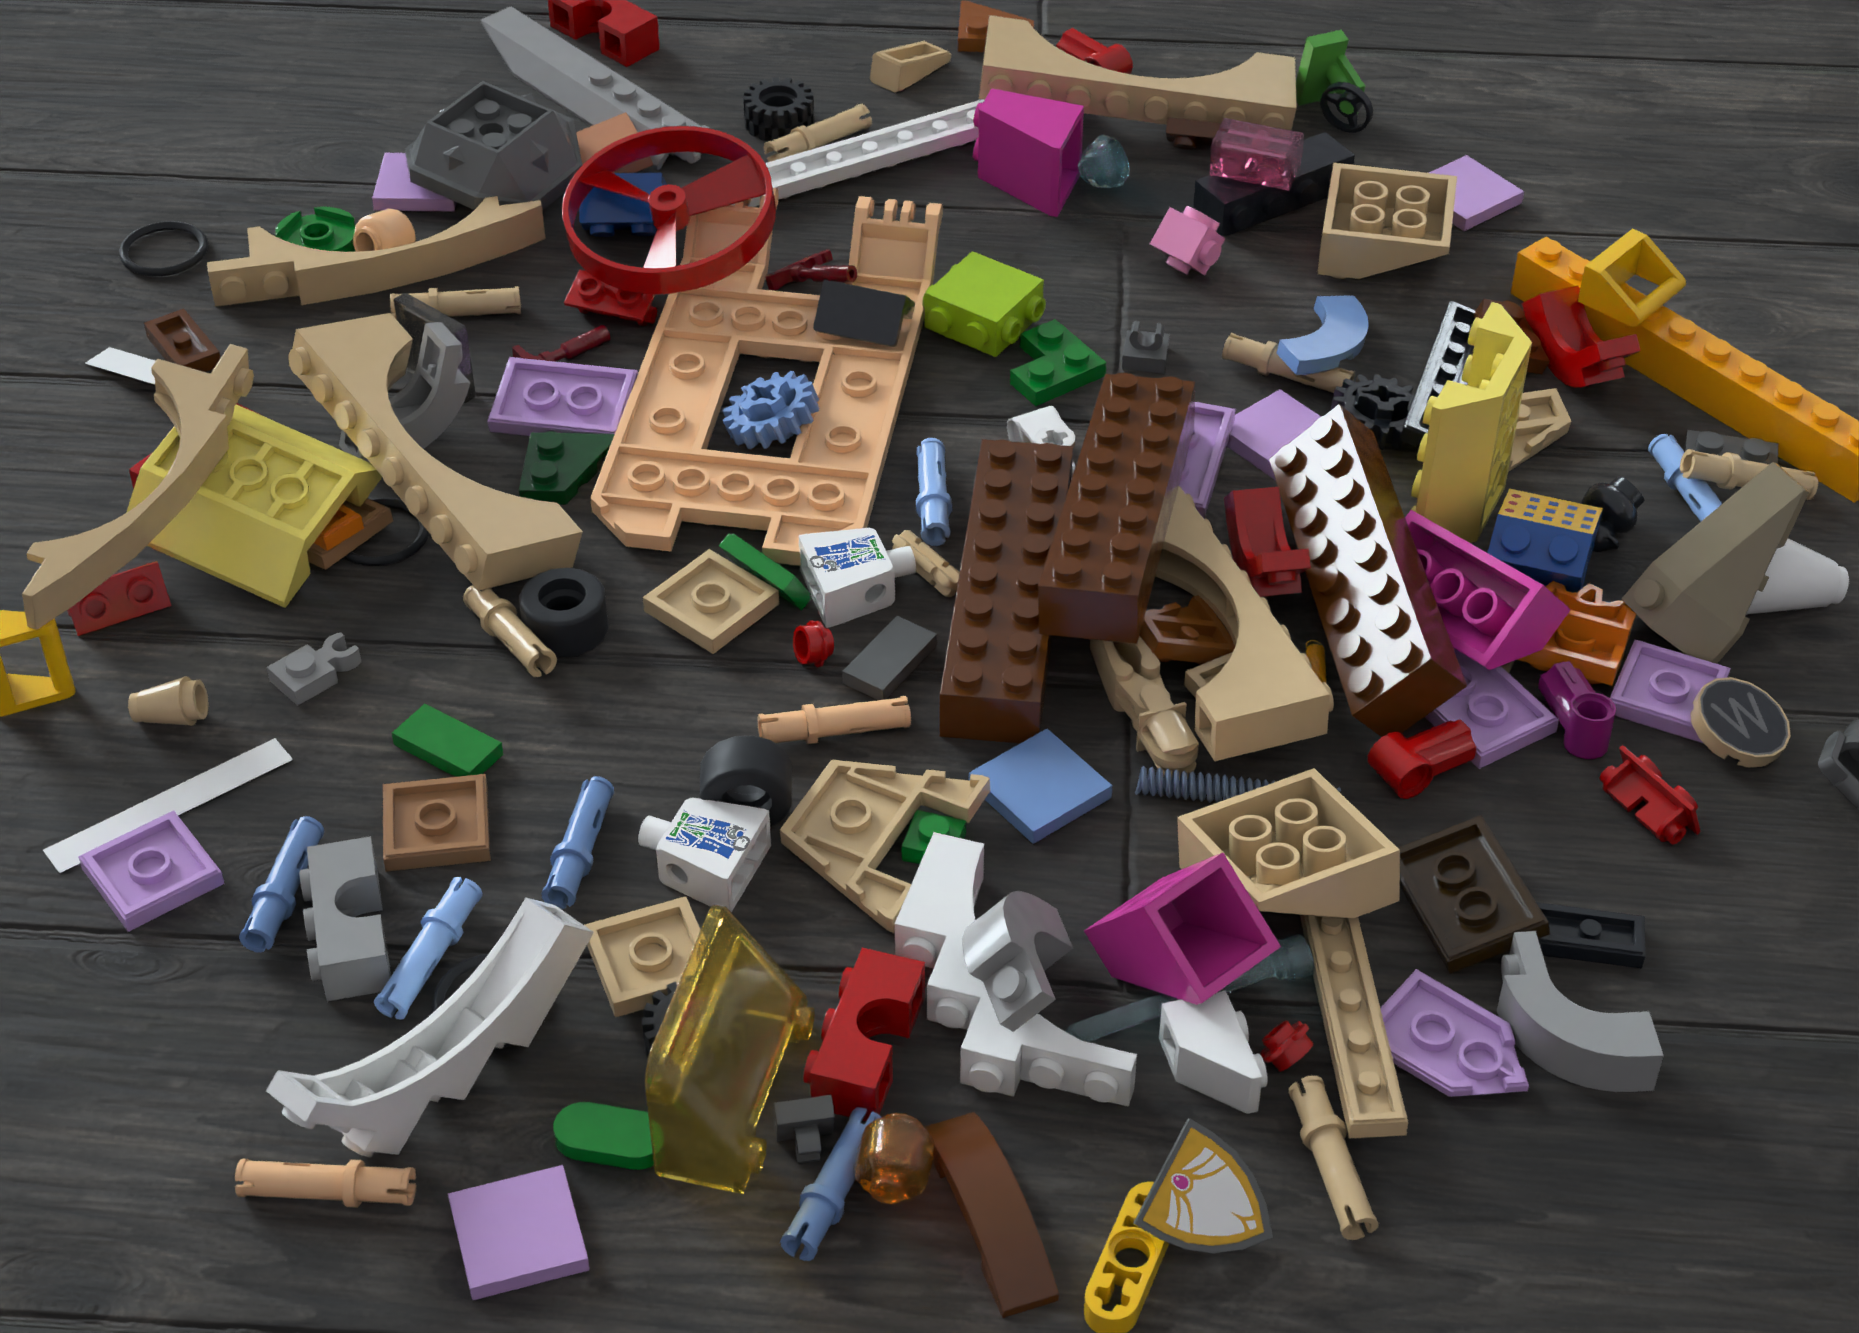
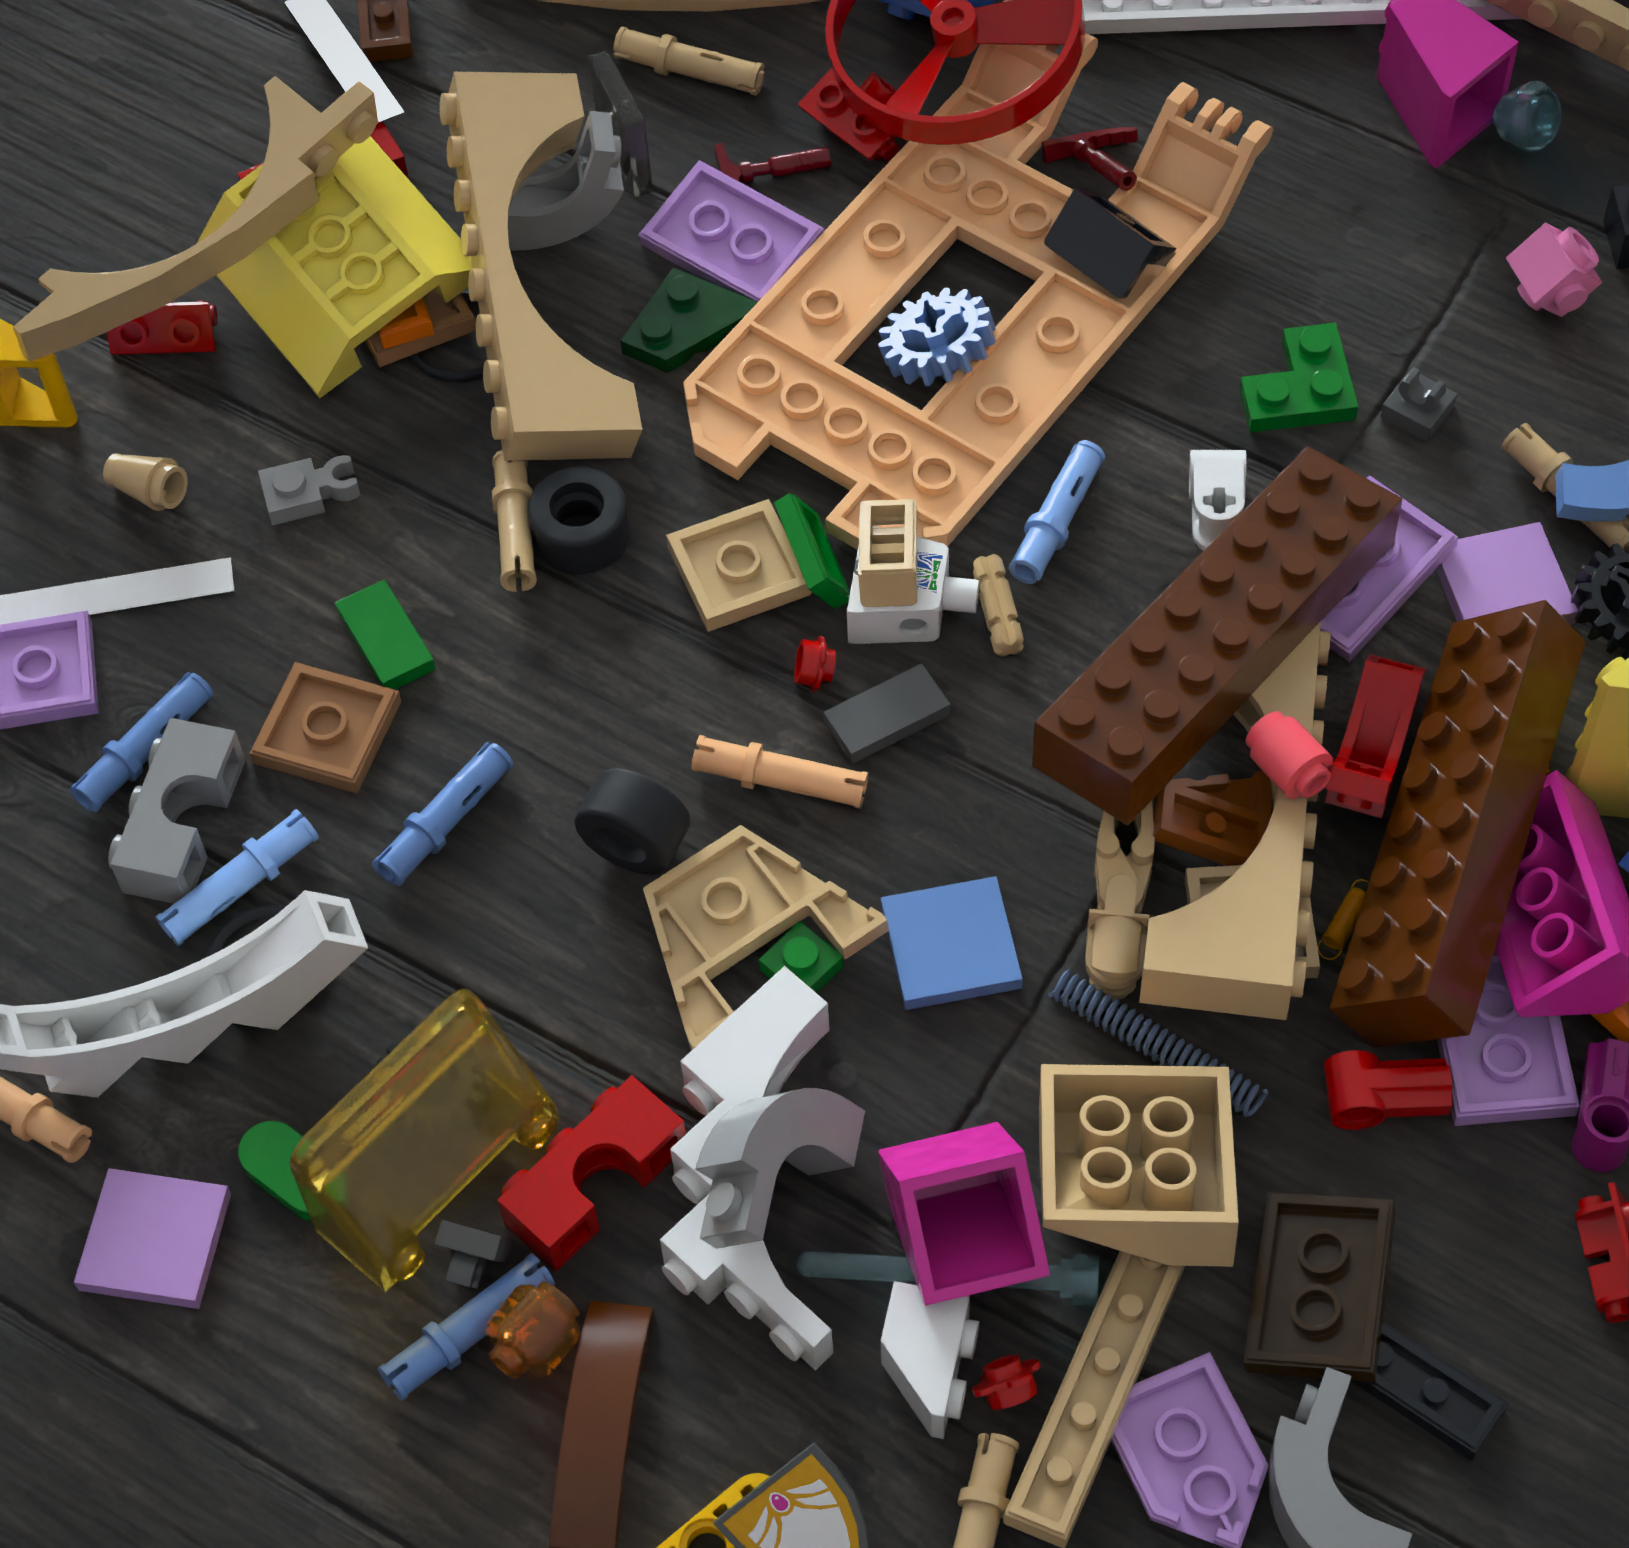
camera: 30 degrees right, 15 degrees up
(642, 952) = (427, 965): tan plate -> none
(709, 849) = (562, 880): white torso -> none
(839, 549) = (888, 553): none -> tan slope
(984, 303) = (1258, 275): lime brick -> none
(994, 649) = (974, 779): reddish brown brick -> none
(1226, 557) = (1289, 755): none -> coral brick

